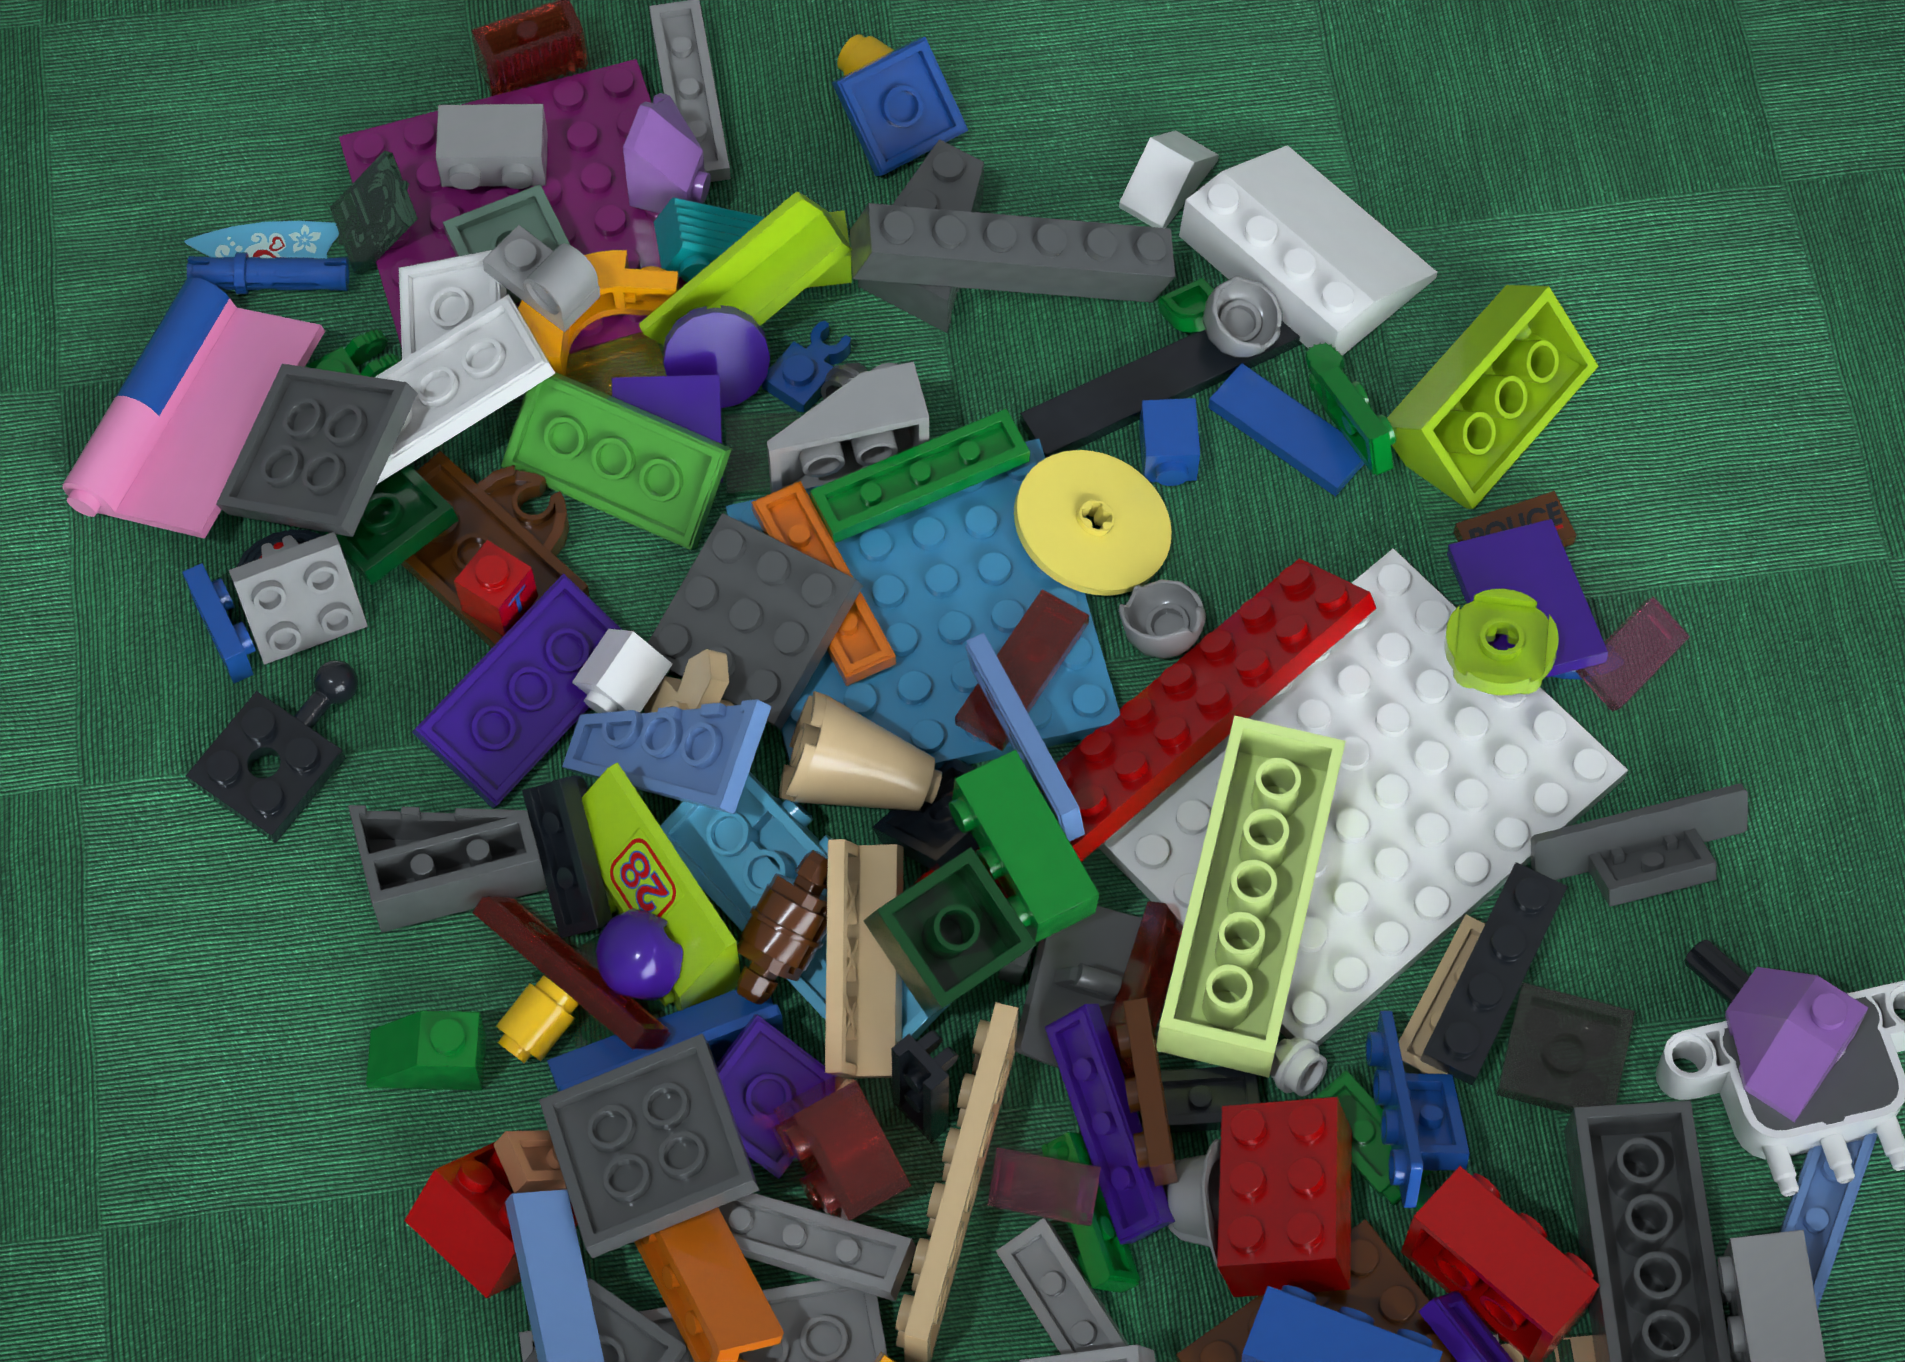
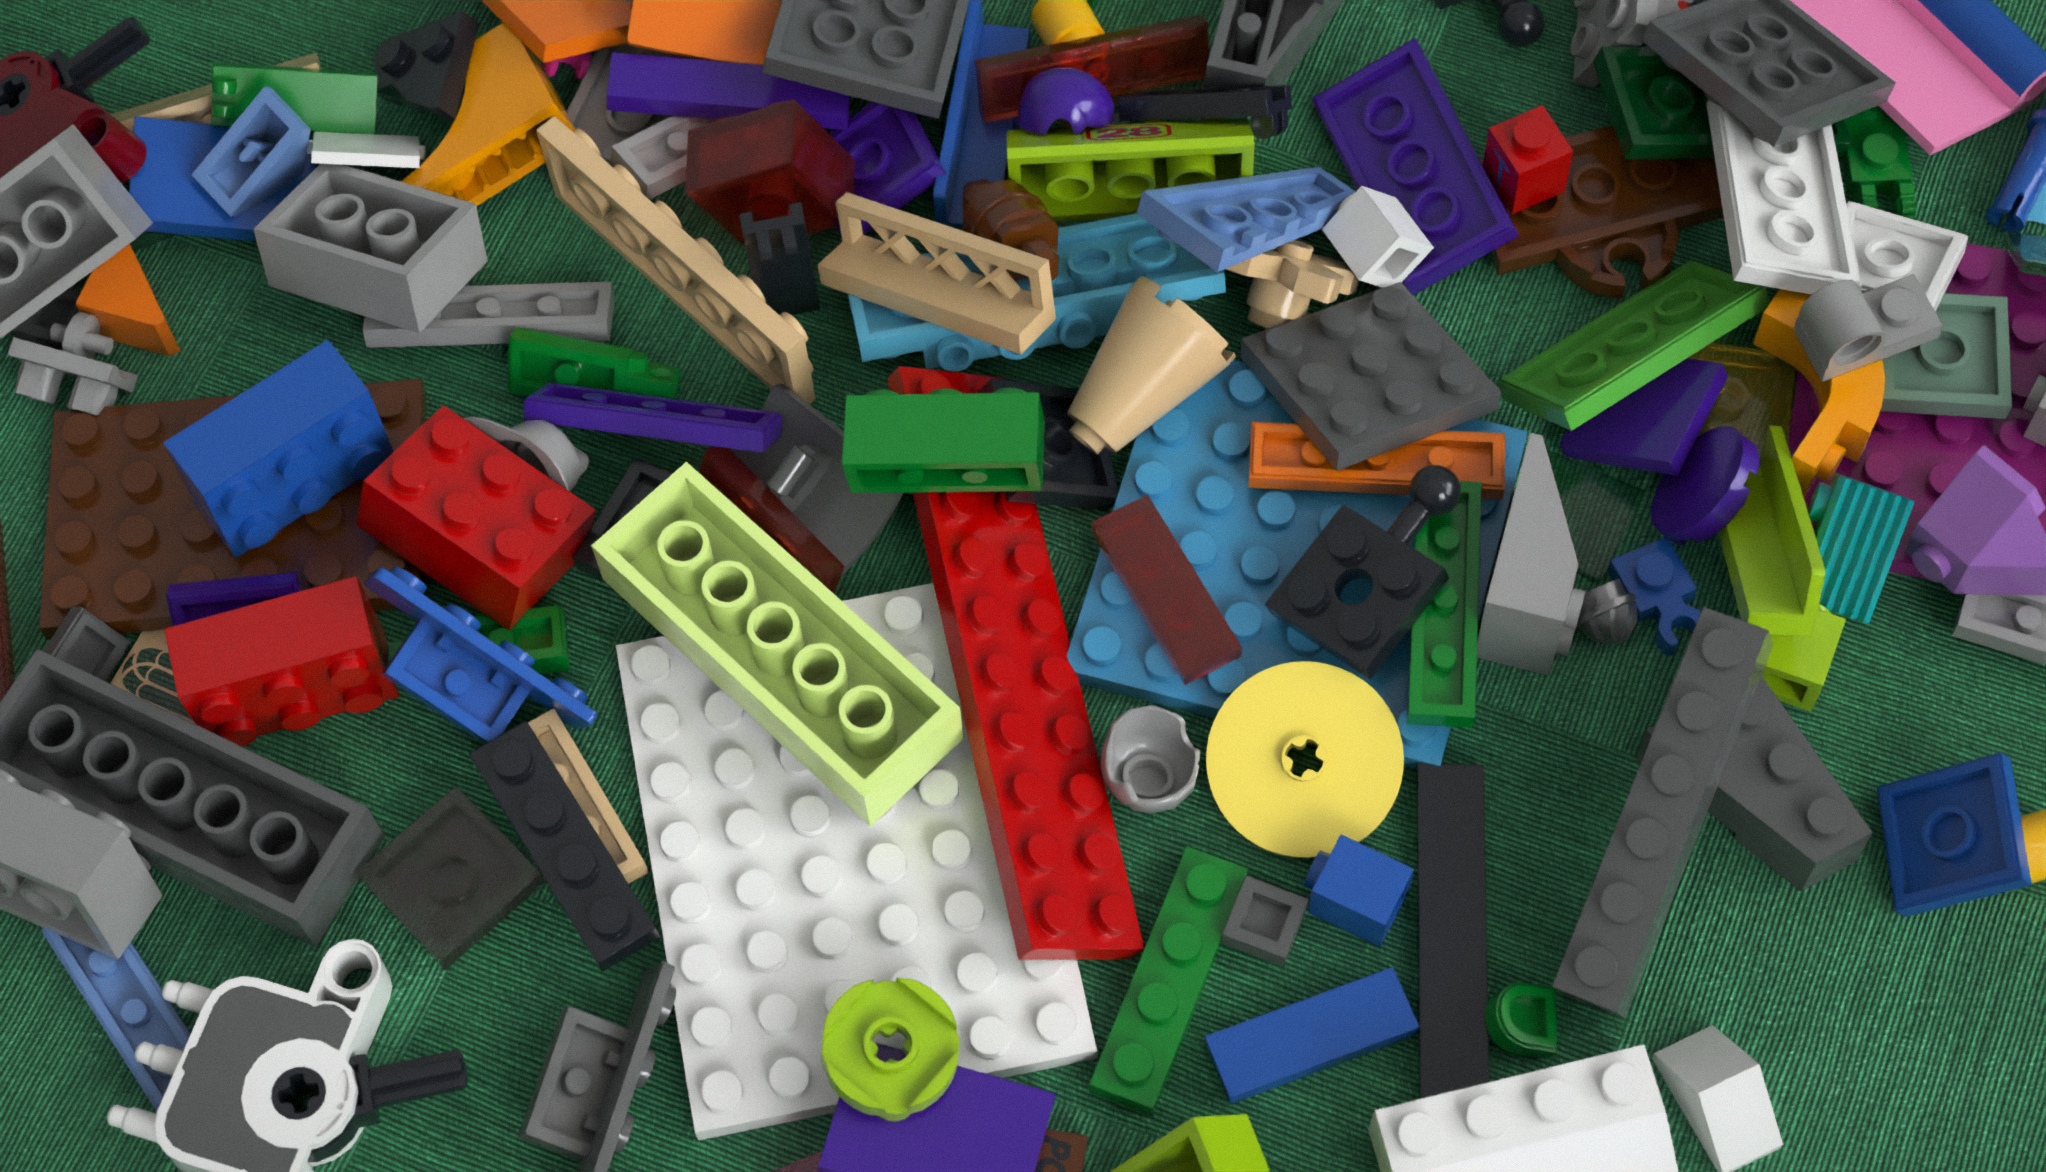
camera: 125 degrees right, 0 degrees up
(785, 1260) = (712, 89): none -> dark purple tile
(917, 544) = (1356, 549): none -> black plate
(949, 932) = (894, 322): dark green brick -> none
(1023, 735) = (1066, 512): medium blue tile -> none
(1044, 1186) = (632, 335): clear pink tile -> none
(1146, 1092) = (635, 433): reddish brown plate -> none
(1229, 491) = (1264, 921): none -> dark grey plate
(1242, 317) = (1461, 1034): light grey hair -> none
(1298, 1066) = (606, 624): white plate -> none
(1307, 533) = (1168, 982): none -> green plate
(1350, 408) = (1287, 1087): green hinge -> none
(1790, 1035) = (292, 1062): medium lavender slope -> none

